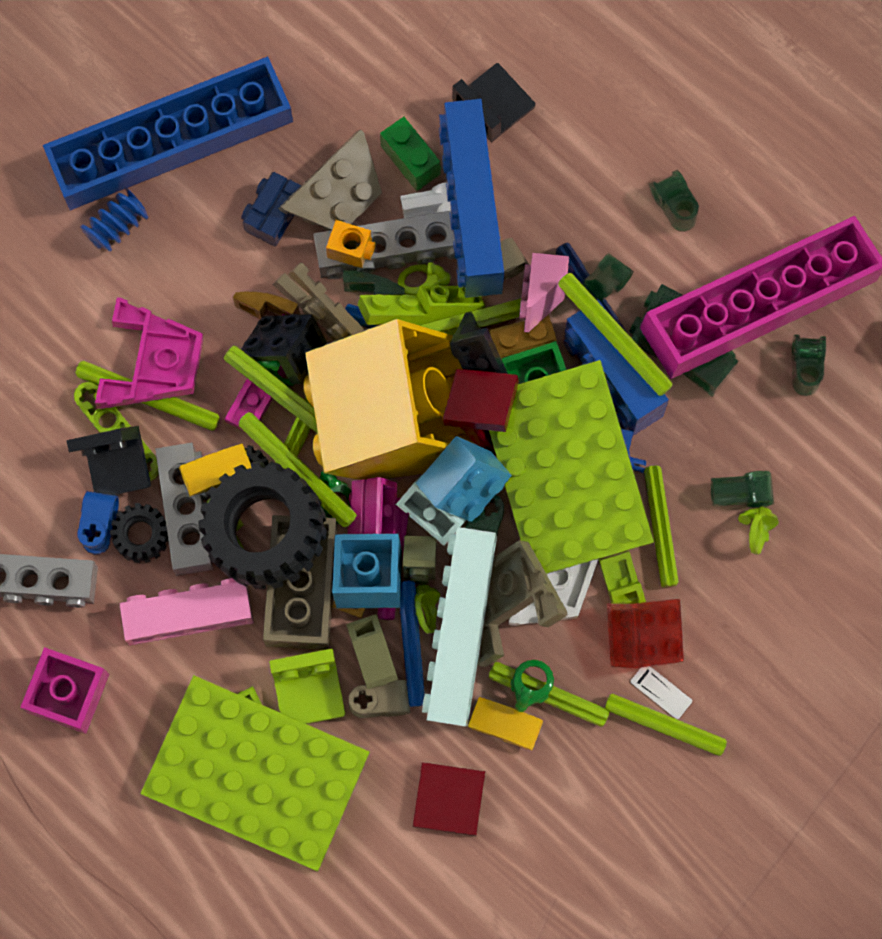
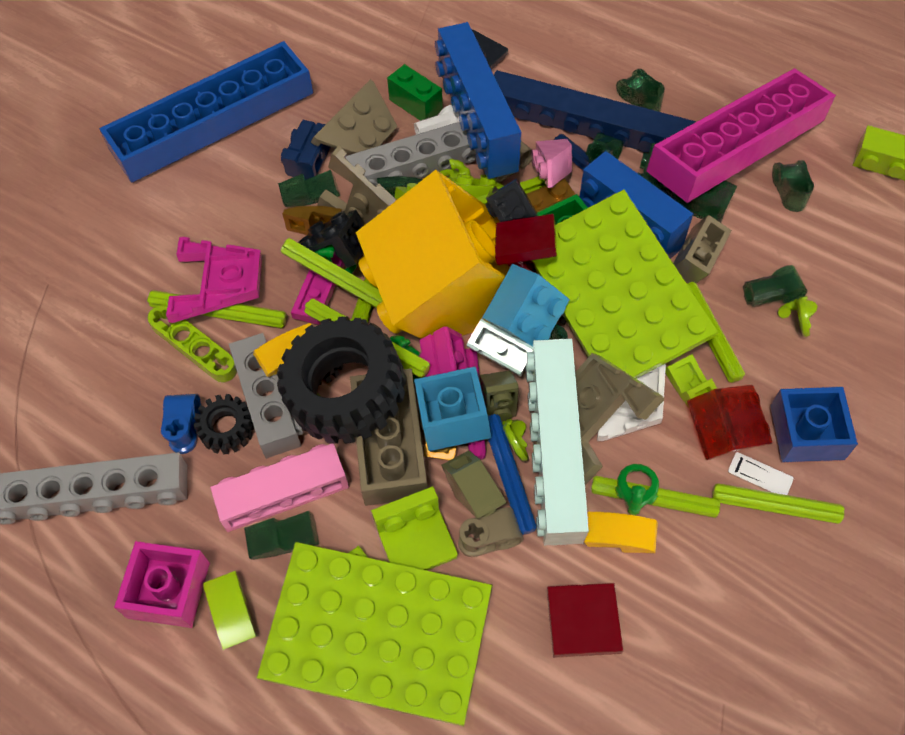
camera: 10 degrees left, 15 degrees down
(114, 221) = (169, 178): blue piece -> none
(114, 460) = (188, 357): black bracket -> none
(122, 724) = (229, 610): none -> lime slope
(180, 661) = (279, 537): none -> clear green slope
(266, 261) = (302, 192): none -> clear green slope
(345, 232) = (378, 152): light orange brick -> none
(602, 222) = (586, 112): none -> dark blue brick
(615, 334) = (631, 170): lime axle -> none
(674, 432) = (701, 249): none -> dark tan brick
(723, 654) = (813, 424): none -> blue brick

